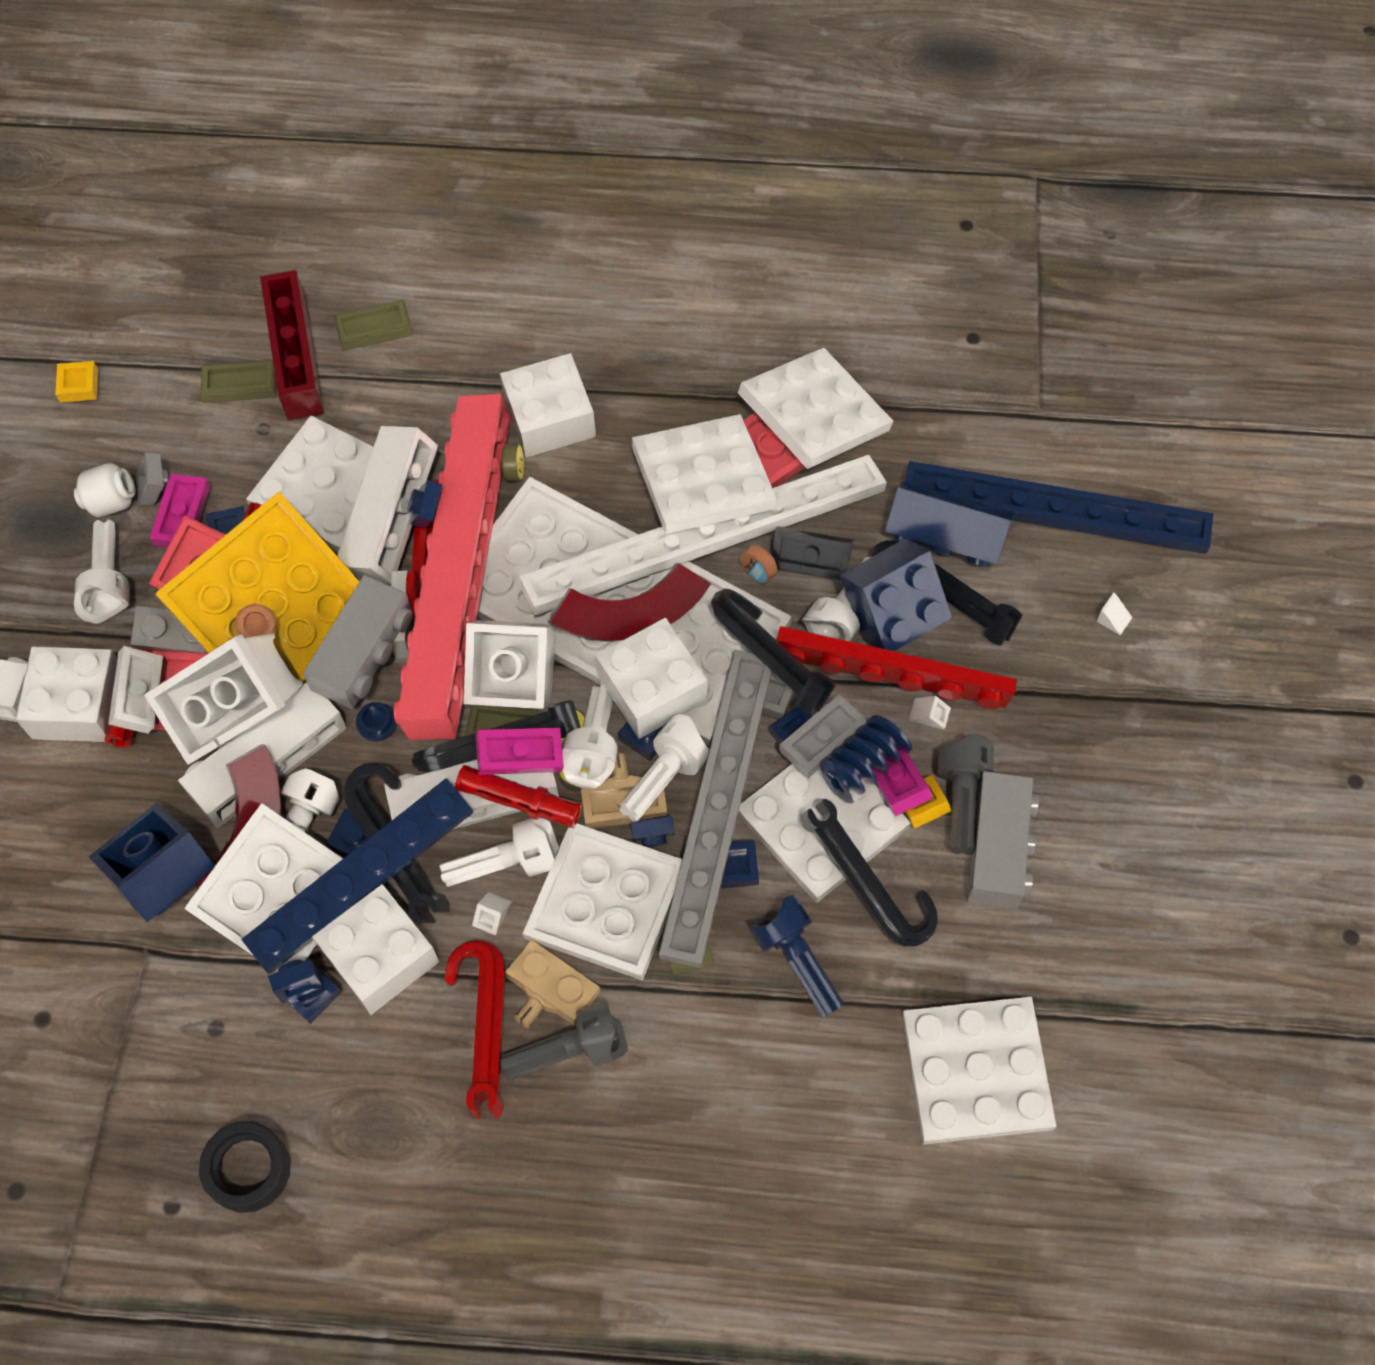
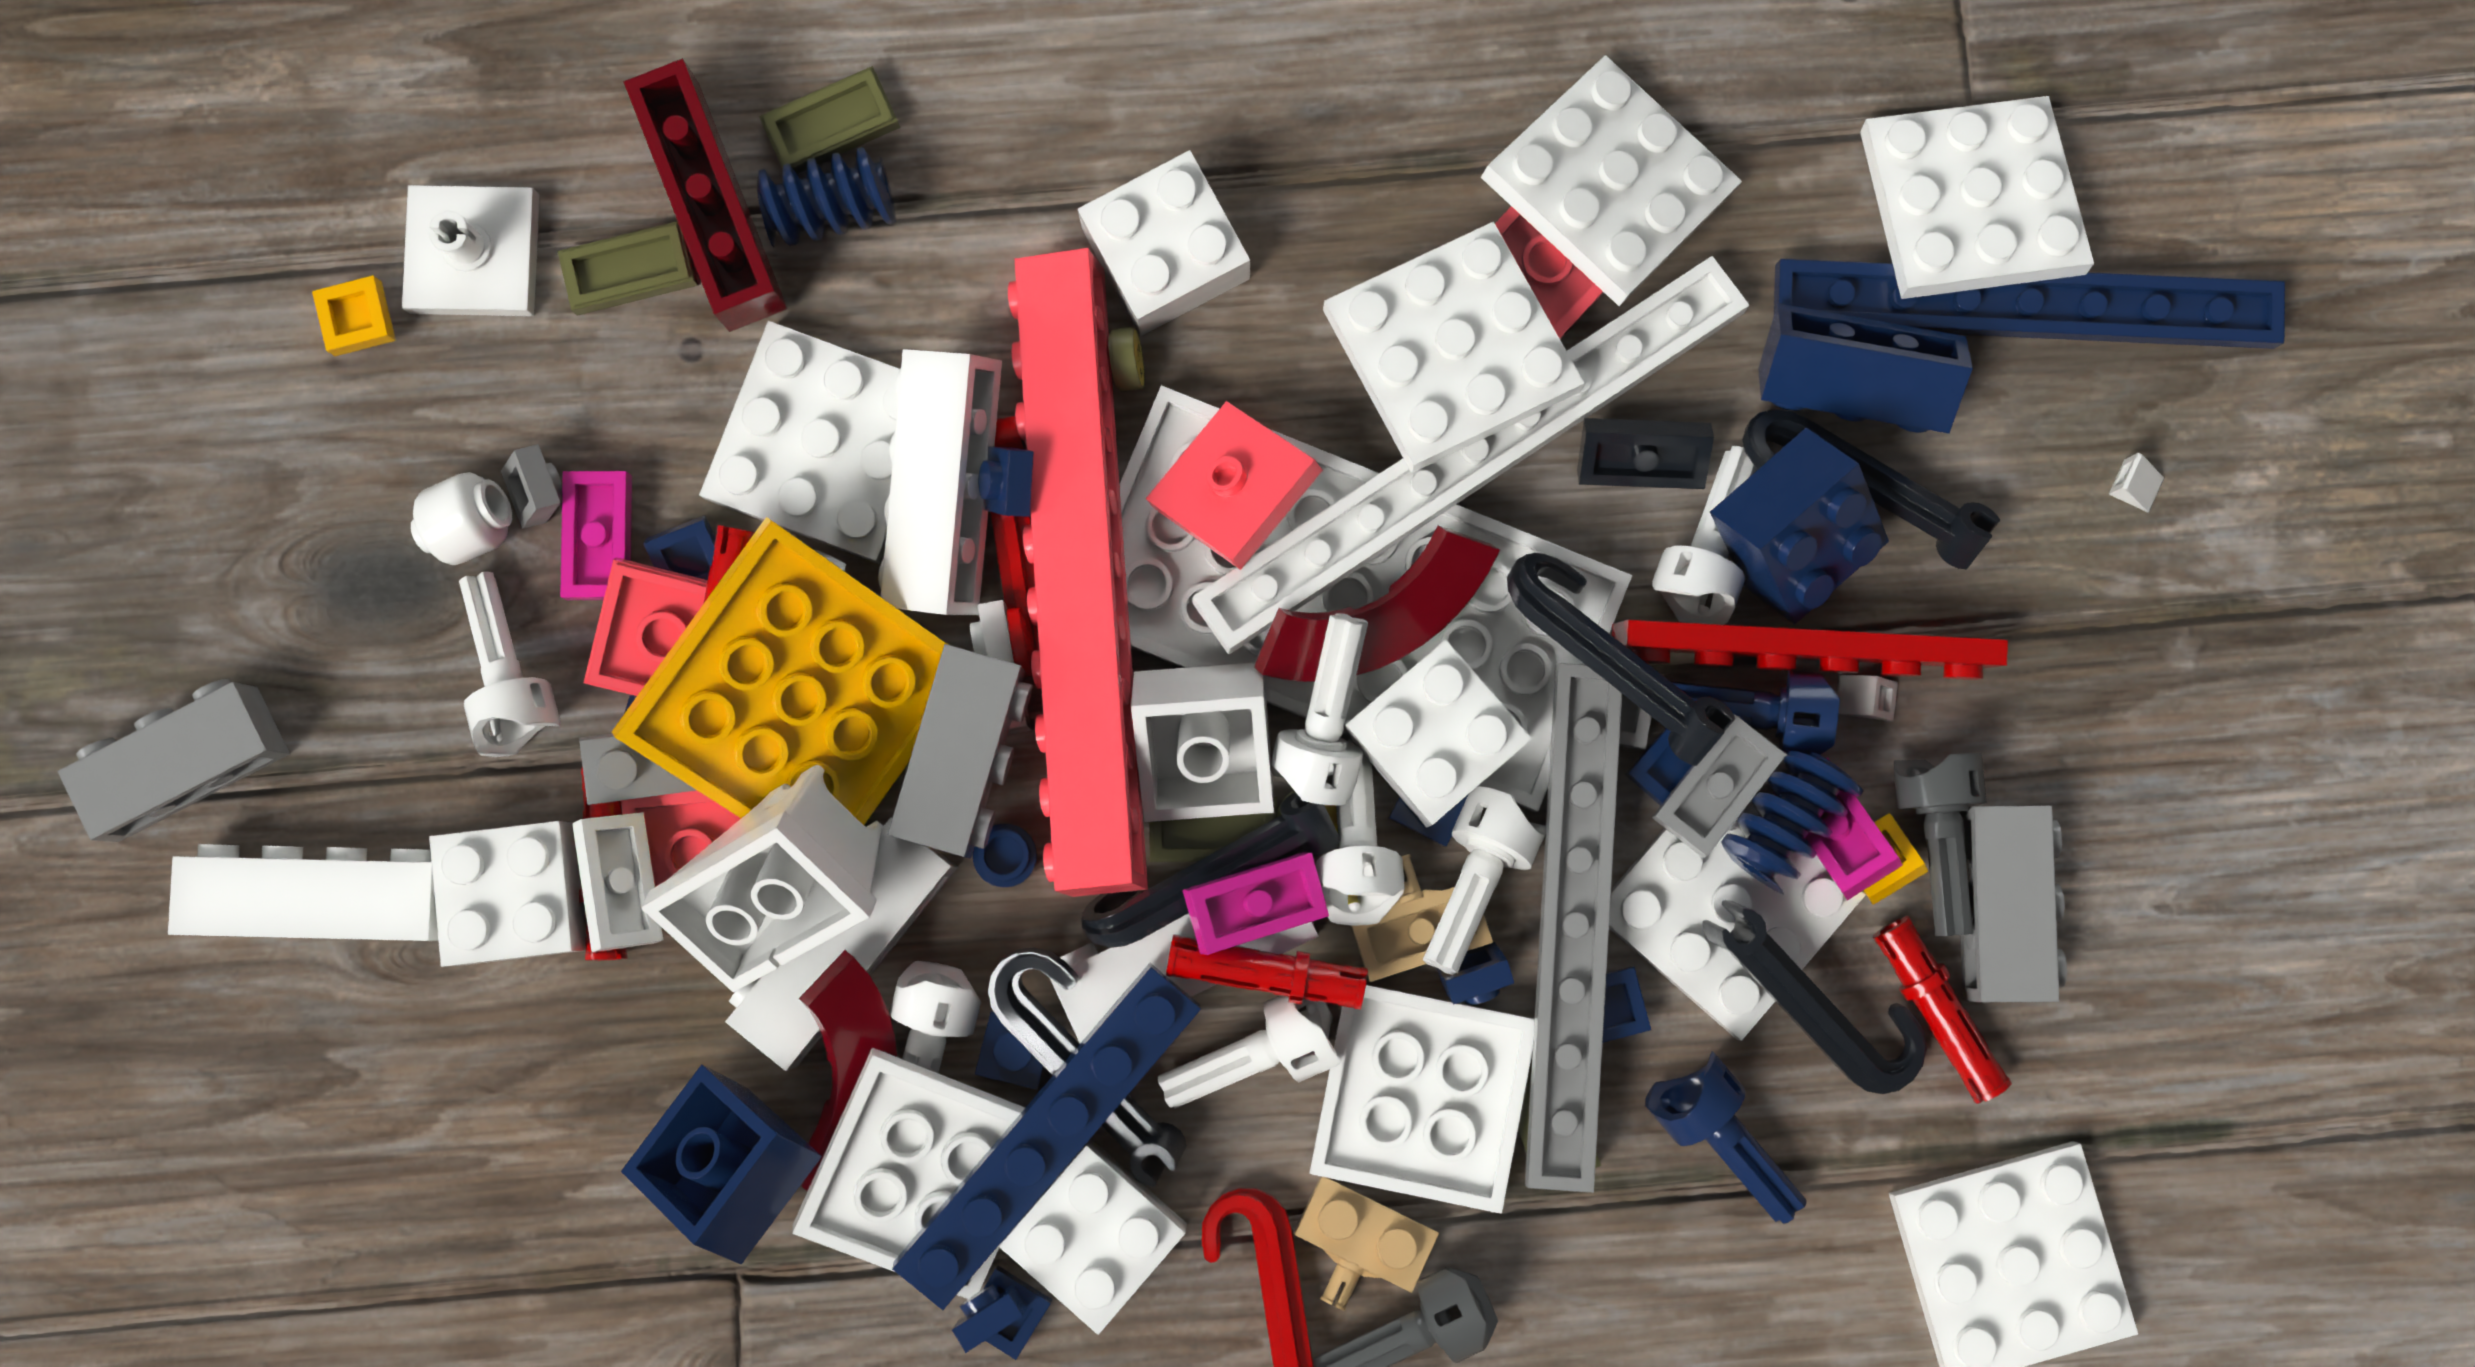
camera: 10 degrees left, 20 degrees up
(153, 361) = (470, 250): none -> white tile
(254, 621) = (783, 746): nougat tile -> none
(359, 356) = (825, 198): none -> dark blue piece
(490, 913) = (1250, 1135): white piece -> none
(558, 525) = (1234, 484): none -> coral plate
(577, 680) = (1318, 751): none -> white piece
(758, 564) = (1563, 486): nougat tile -> none
(884, 700) = (1765, 710): none -> dark blue piece
(944, 885) = (1949, 1021): none -> red pin
(1031, 445) = (1976, 197): none -> white plate

